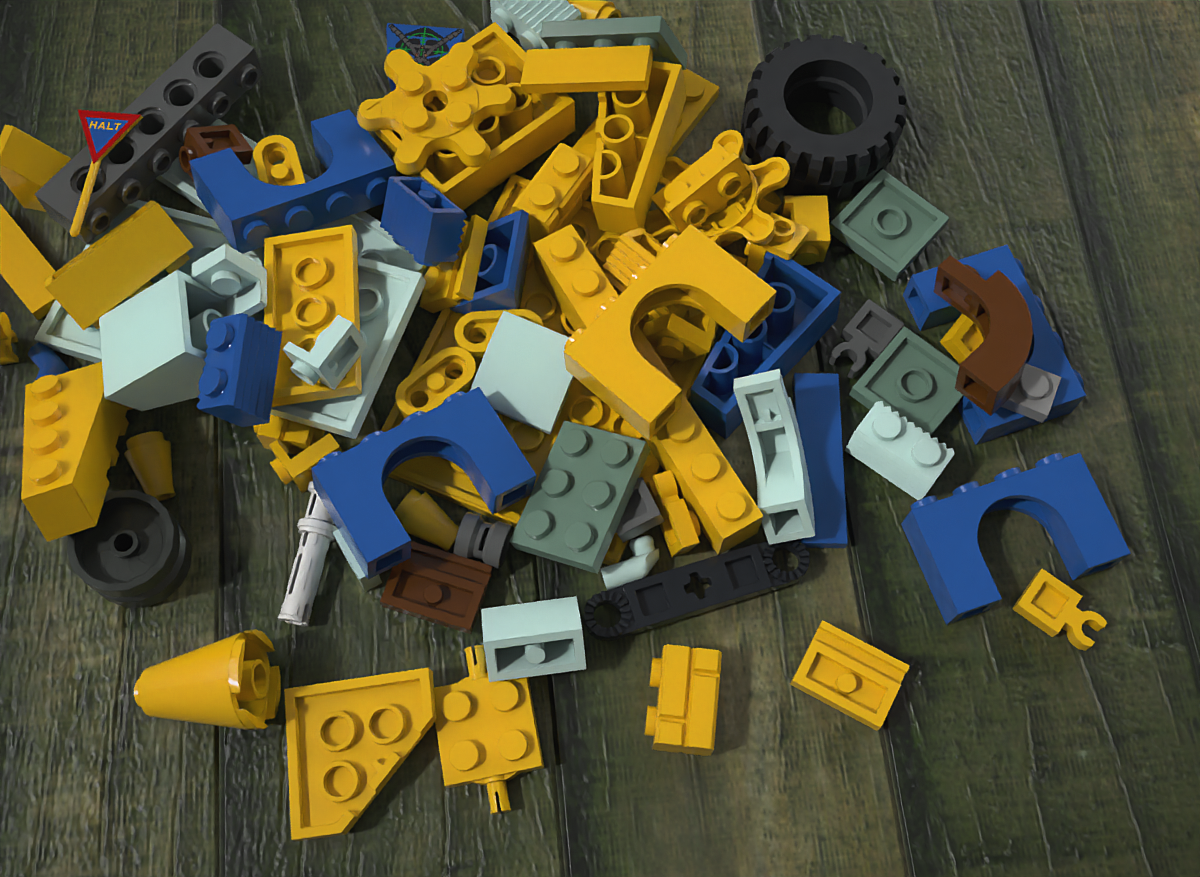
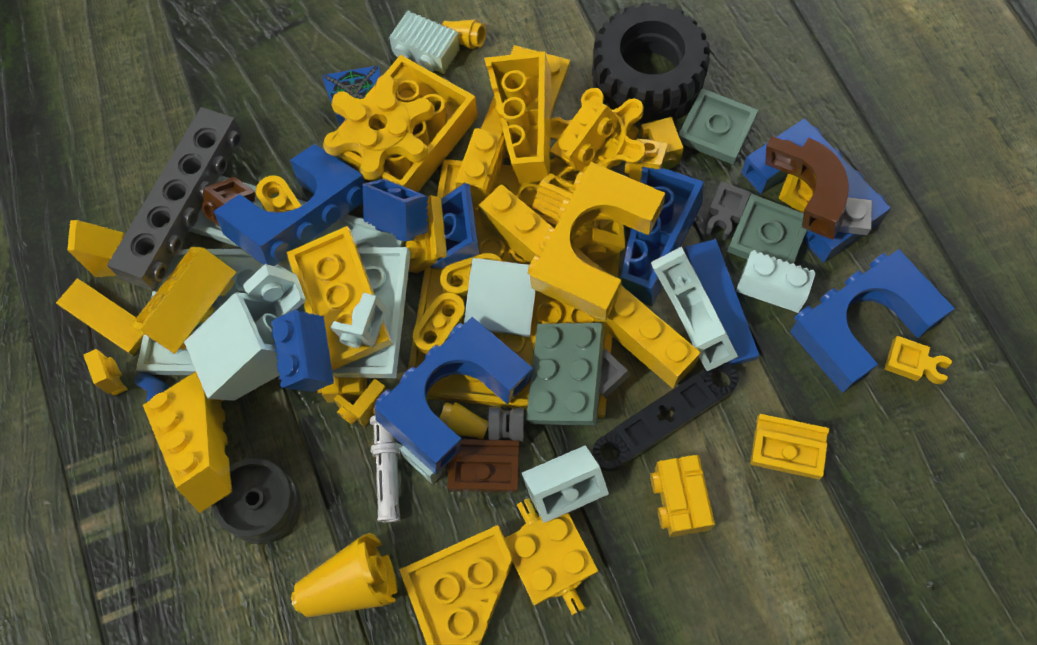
camera: 10 degrees left, 0 degrees up
(102, 134) = (144, 208): piece -> none
(152, 463) = (251, 436): yellow cone -> none
(587, 69) = (479, 71): yellow tile -> none
(617, 32) = (468, 53): sand green plate -> none
(635, 567) = (618, 413): light aqua arm -> none
(680, 524) = (642, 374): yellow plate -> none

